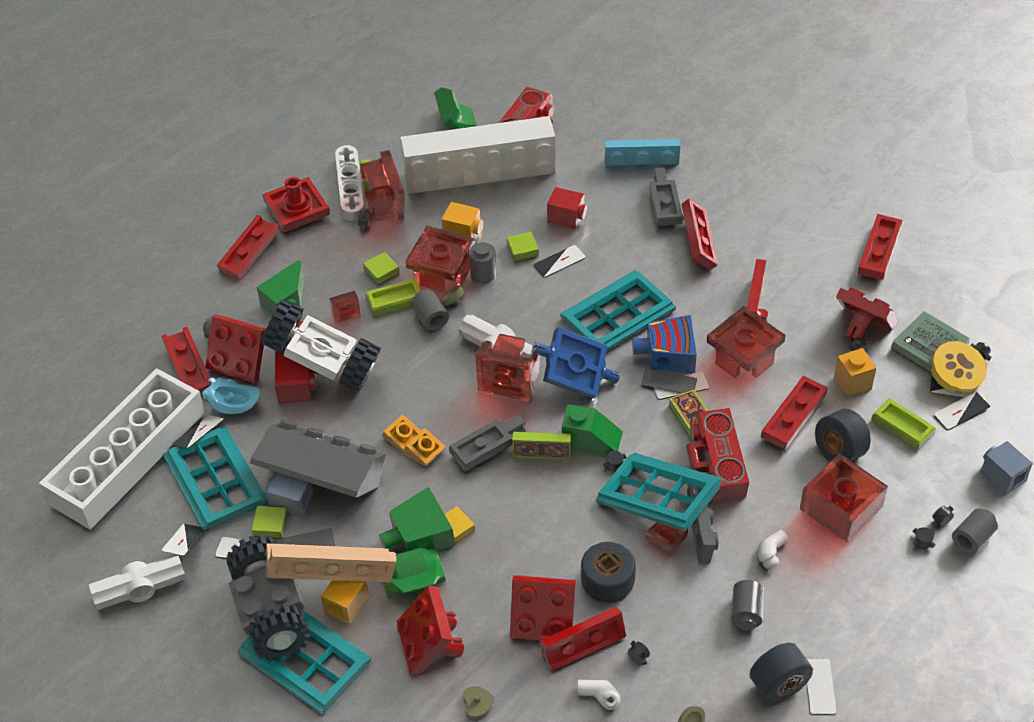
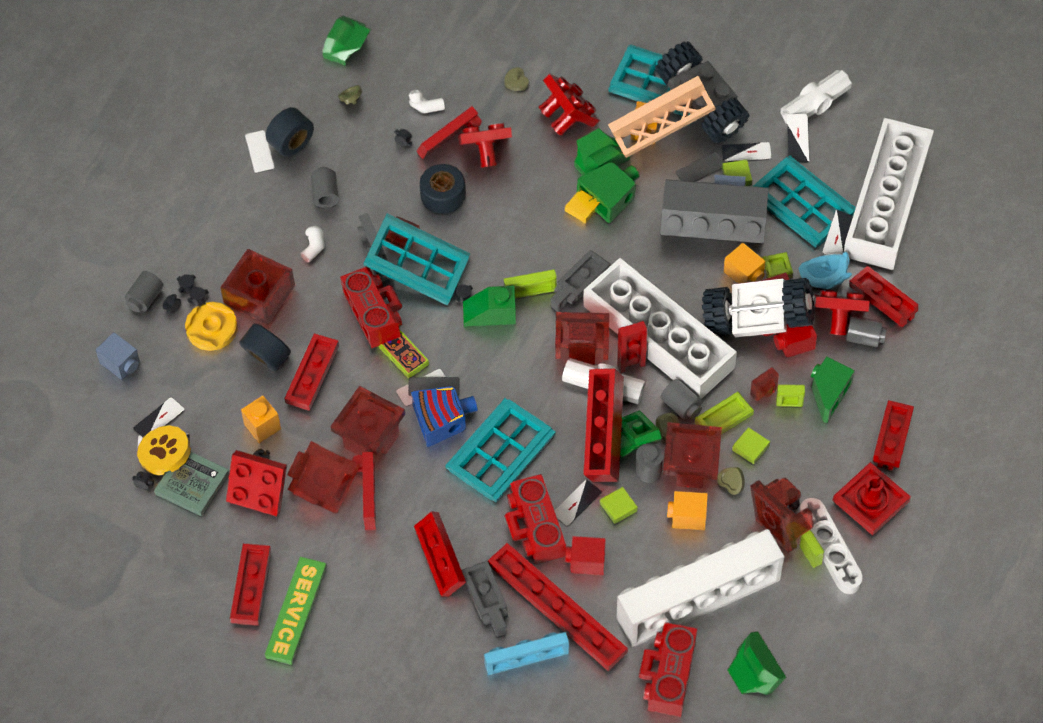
camera: 165 degrees right, 10 degrees up
(274, 414) = (777, 264): none -> lime tile
(311, 412) = (744, 265): none -> light orange brick
(323, 290) = (790, 395): none -> lime tile
(409, 240) = (732, 479): none -> olive piece
(413, 442) = (656, 273): light orange slope -> none
(427, 368) = (674, 337): none -> white brick
(462, 339) = (632, 346): none -> red hinge
(486, 285) = (637, 431): none -> green slope
(514, 283) = (603, 425): none -> red brick
(575, 363) = (521, 358): blue plate -> none
(603, 254) = (541, 530): none -> red piece
(606, 182) = (558, 606): none -> red plate
(799, 310) = (322, 476): none -> clear red panel
(839, 225) = (295, 610): none -> bright green tile
(903, 423) = (211, 389): lime tile -> none
(906, 486) = (211, 326): none -> yellow tile
(911, 520) = (198, 296): none -> black piece

